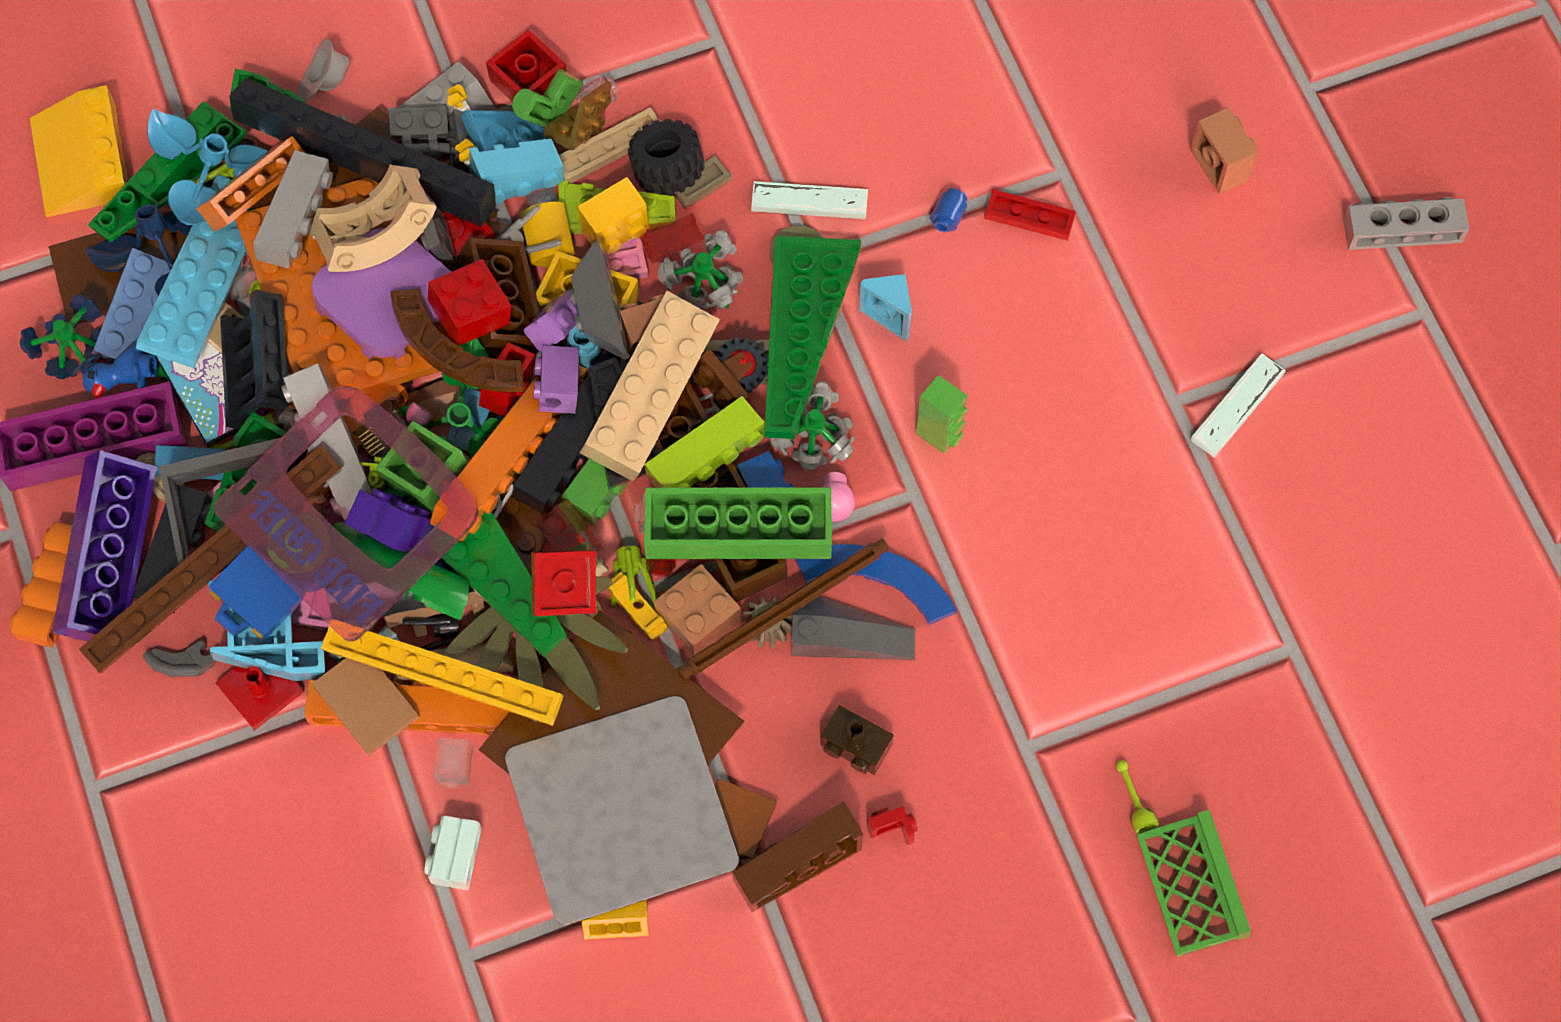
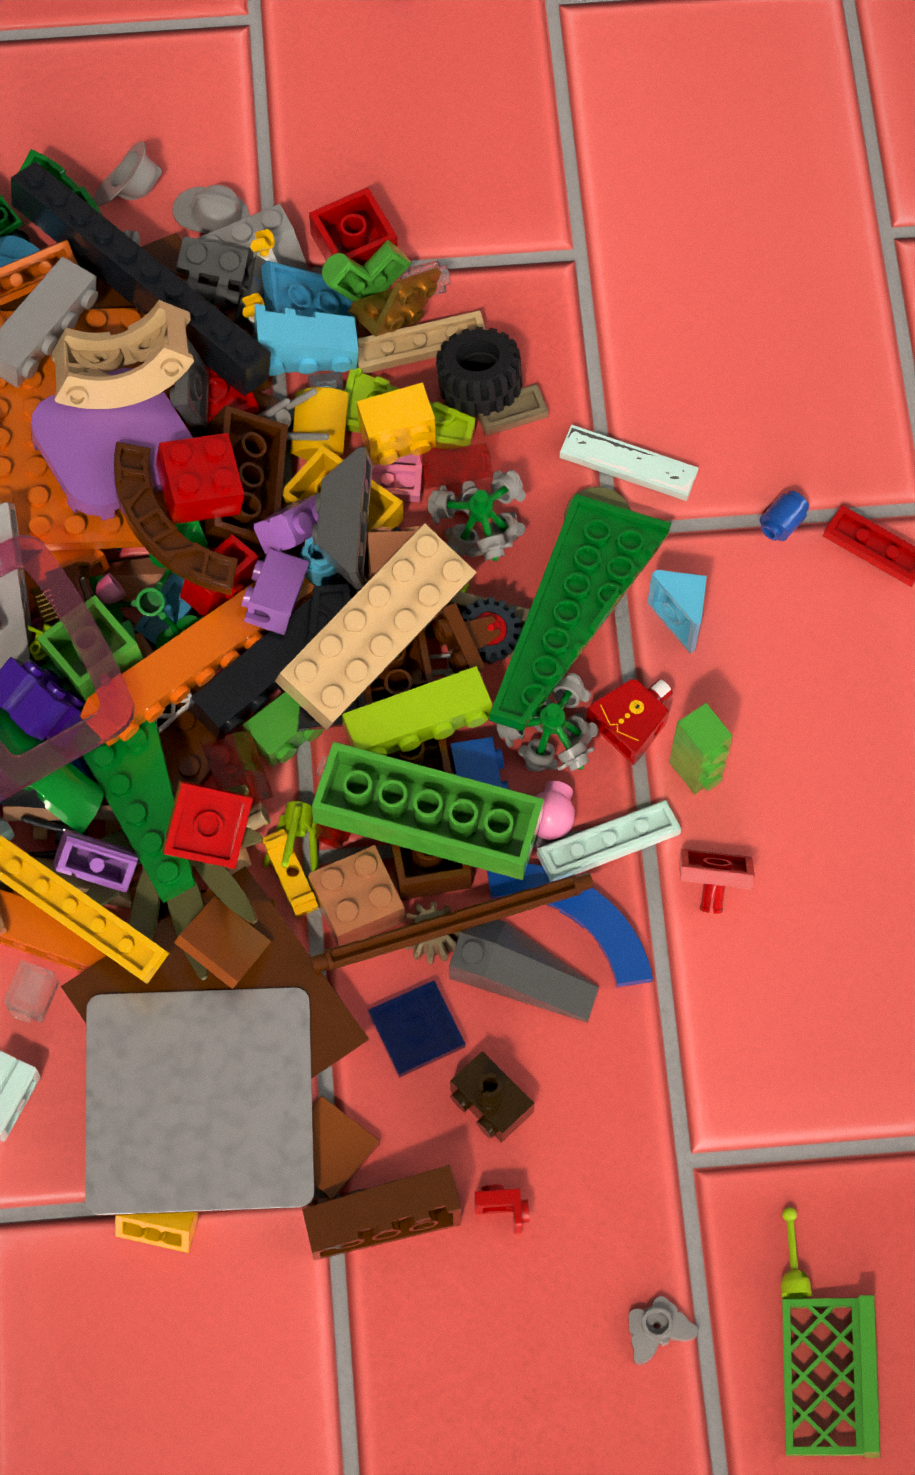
camera: 15 degrees right, 0 degrees up
(397, 81) = (208, 208): none -> light grey piece
(478, 638) = (95, 860): none -> medium lavender brick
(603, 675) = (222, 942): none -> dark orange tile
(778, 703) = (416, 1028): none -> clear blue tile
(875, 404) = (631, 716): none -> red torso
(887, 509) = (609, 841): none -> light aqua tile
(982, 511) = (716, 872): none -> red tile
(1038, 896) = (647, 1339): none -> light grey animal

